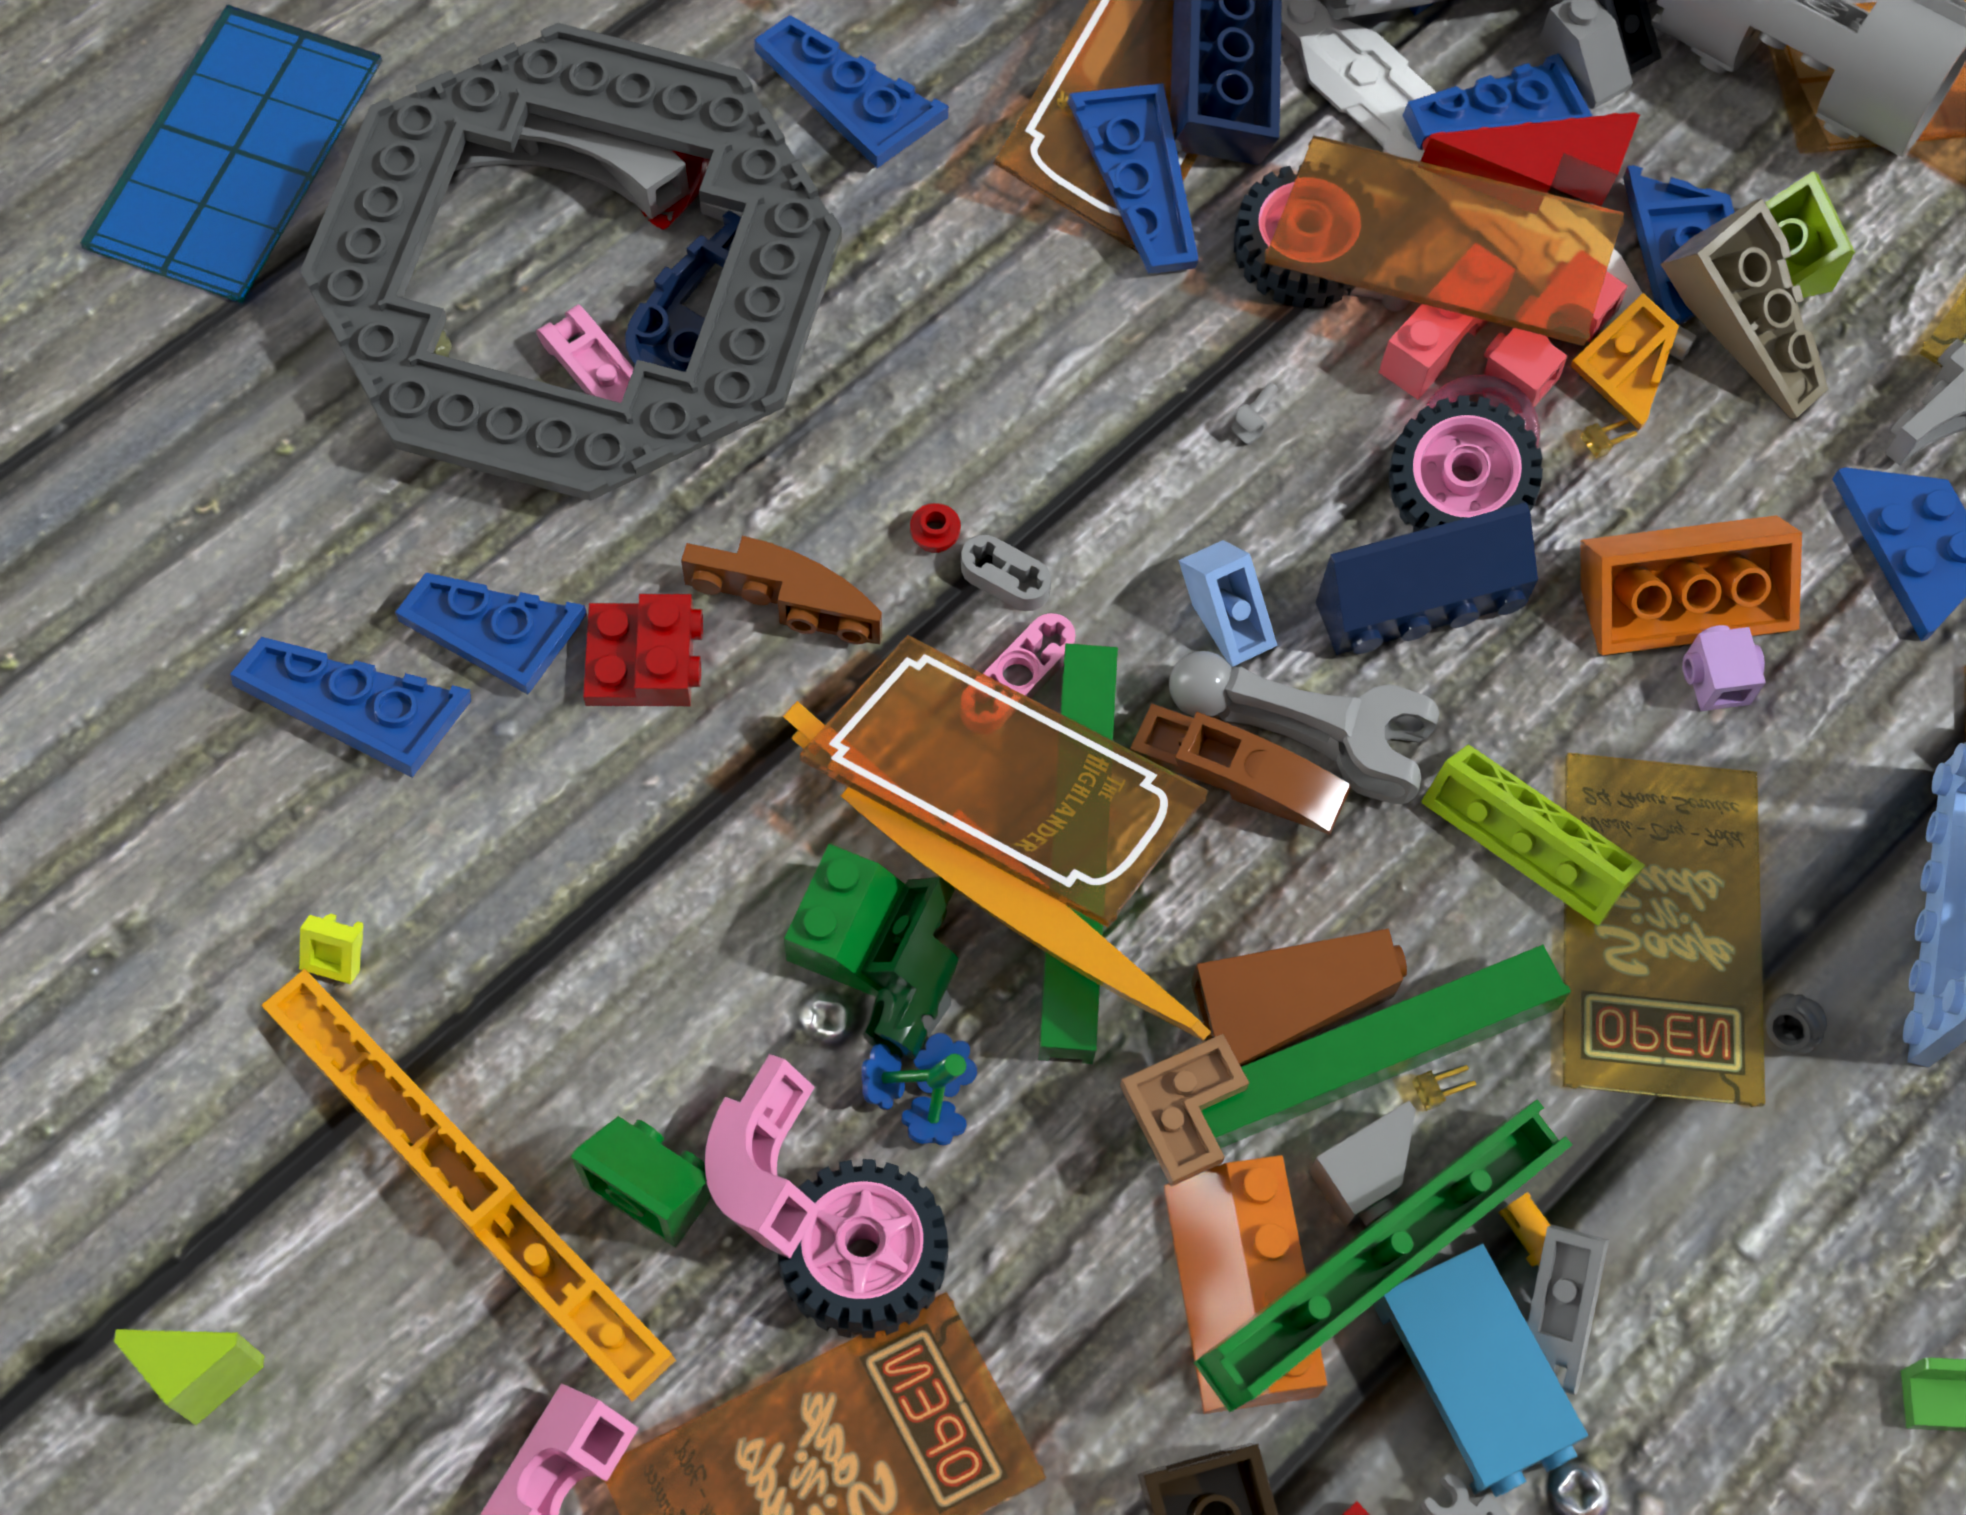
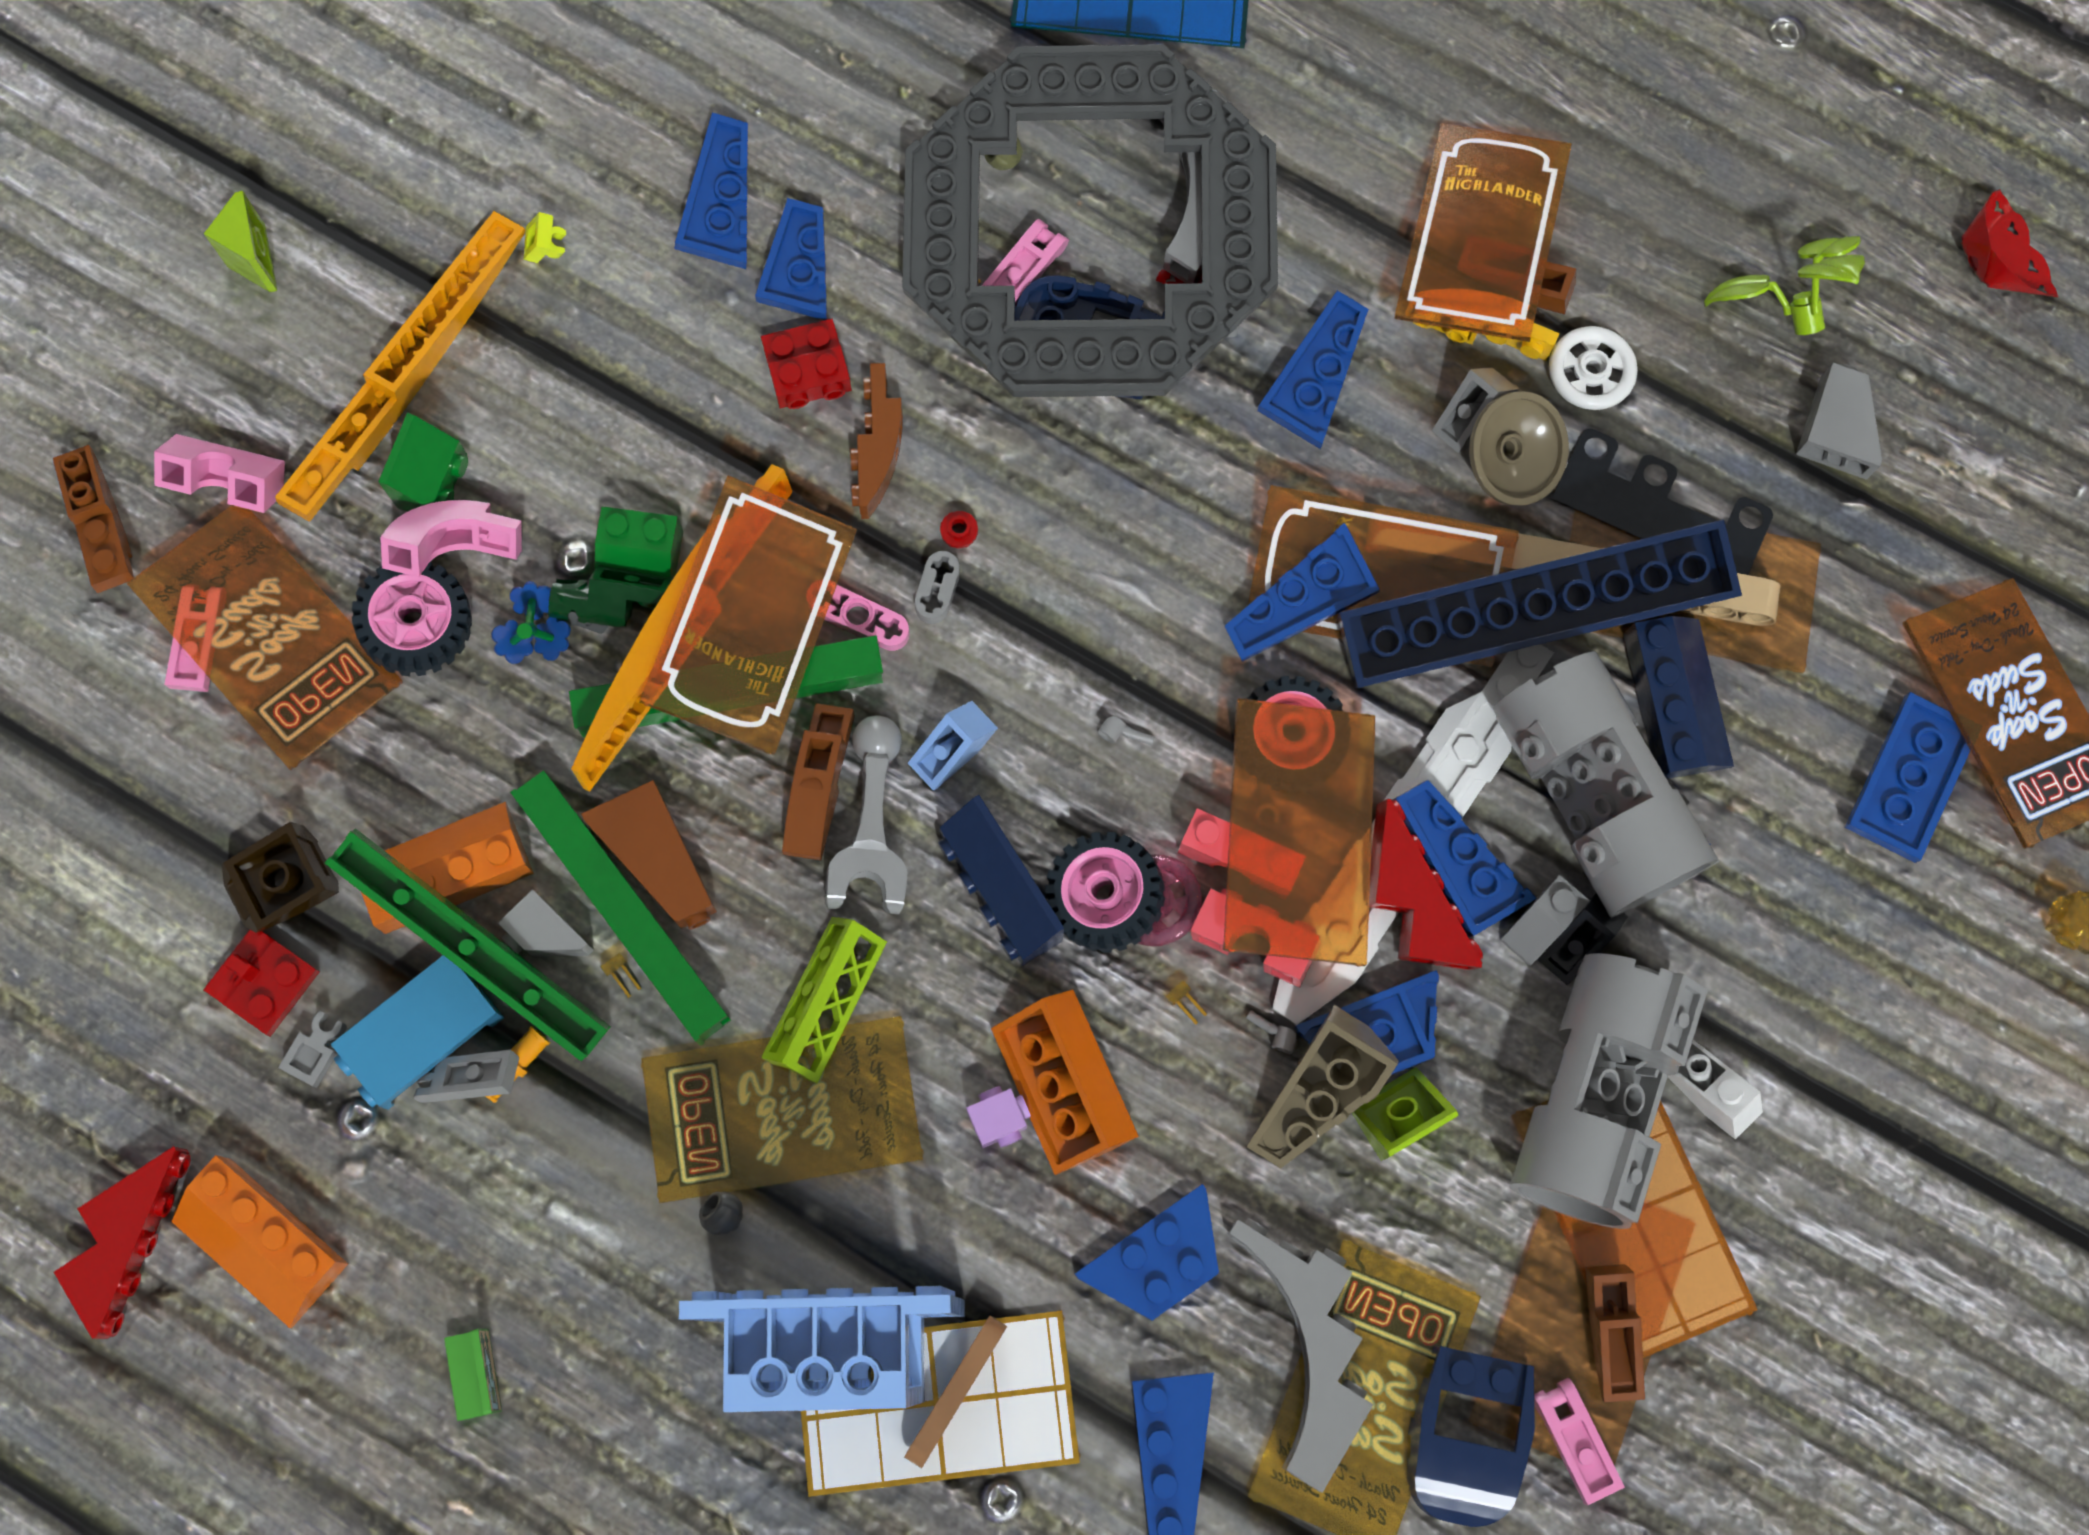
camera: 75 degrees right, 10 degrees up
(1170, 1102) = (537, 780): medium nougat plate -> none
(1630, 359) = (1252, 1003): light orange wing -> none

